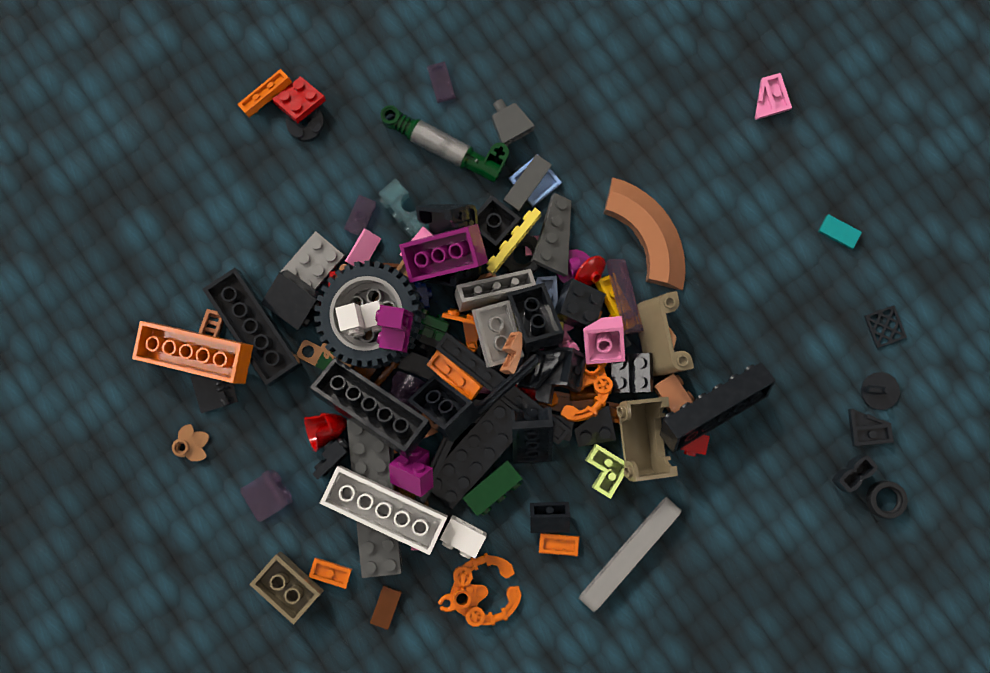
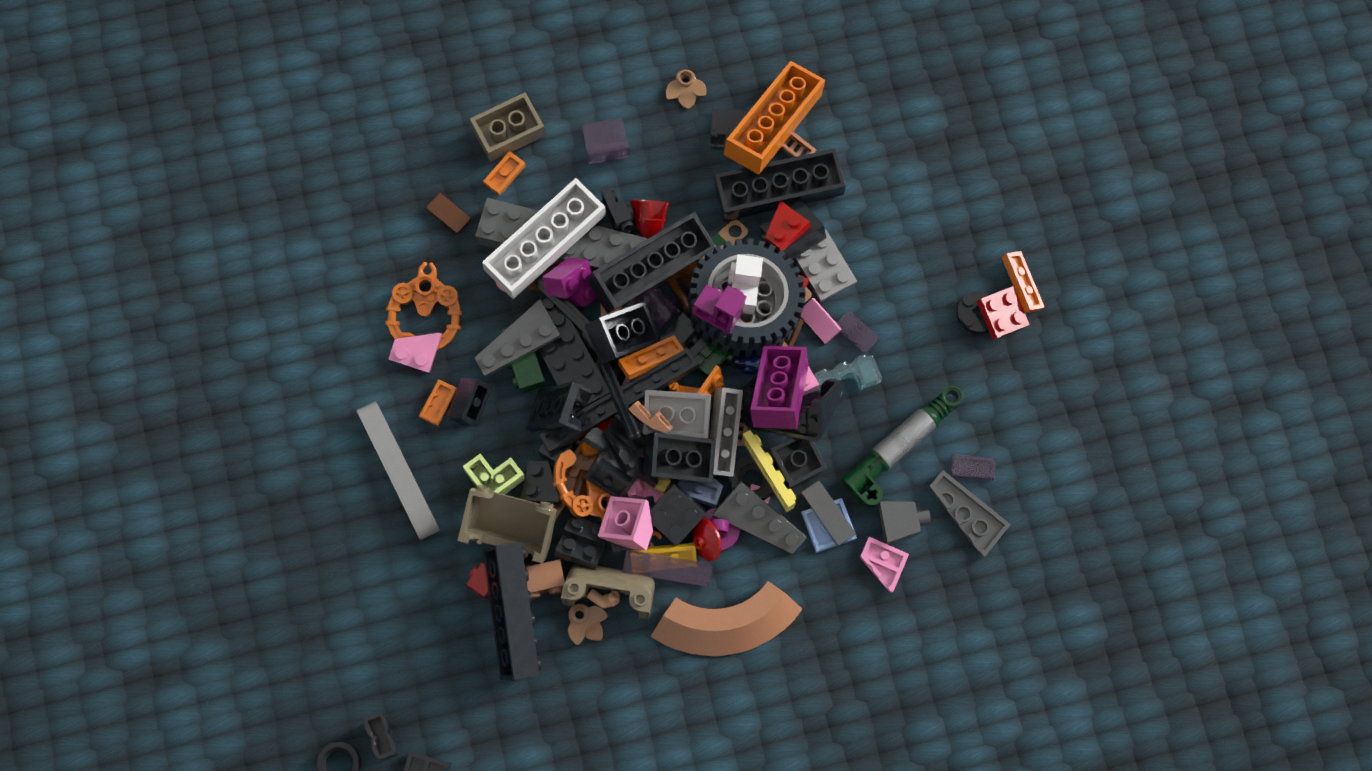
camera: 105 degrees right, 10 degrees down
(292, 304) = (786, 227): none -> red wing
(463, 537) = (486, 308): white brick -> none
(478, 494) = (520, 339): none -> dark grey wing
(483, 68) = (973, 517): none -> dark grey wing
(521, 582) = (416, 351): none -> bright pink wing
(549, 125) = (884, 562): none -> bright pink wing
(695, 343) = (588, 626): none -> medium nougat plate

